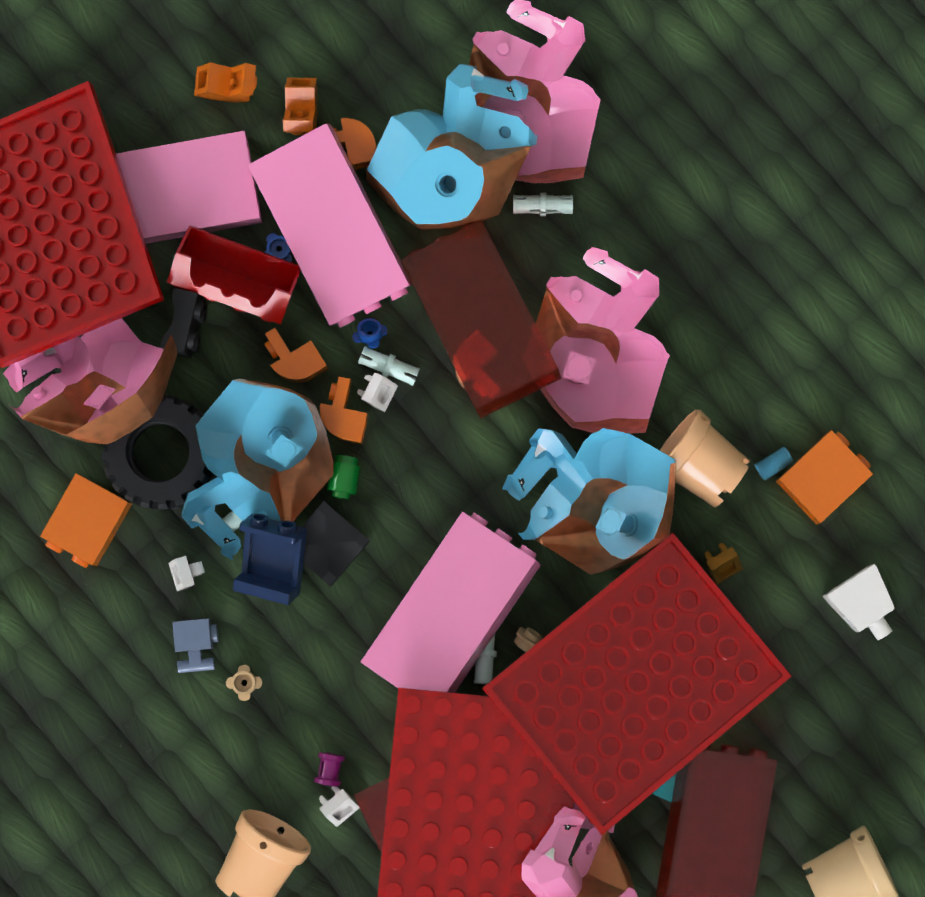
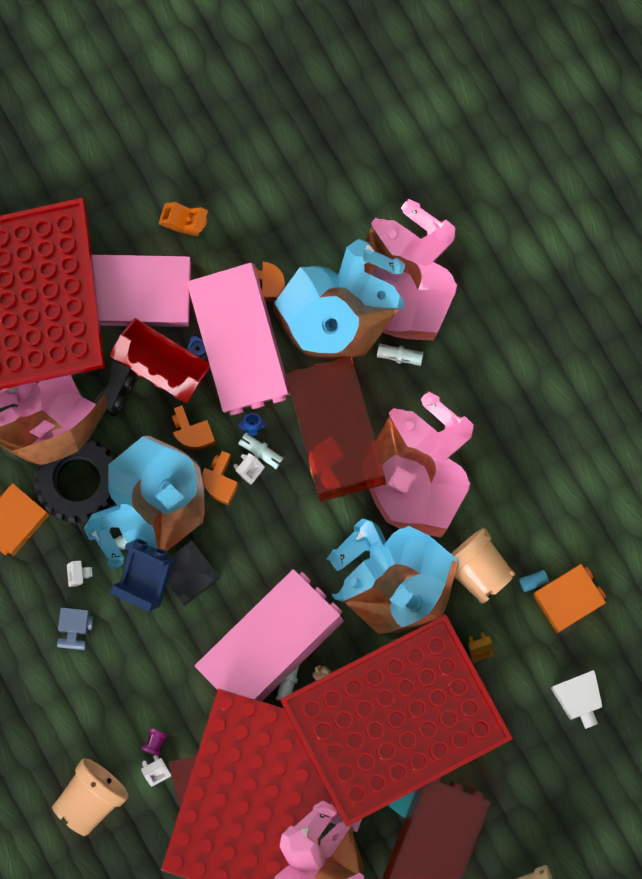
camera: 10 degrees right, 5 degrees down
(253, 682) = (104, 658): tan plate -> none
(300, 106) = (235, 246): orange brick -> none
(344, 478) = (211, 526): green brick -> none

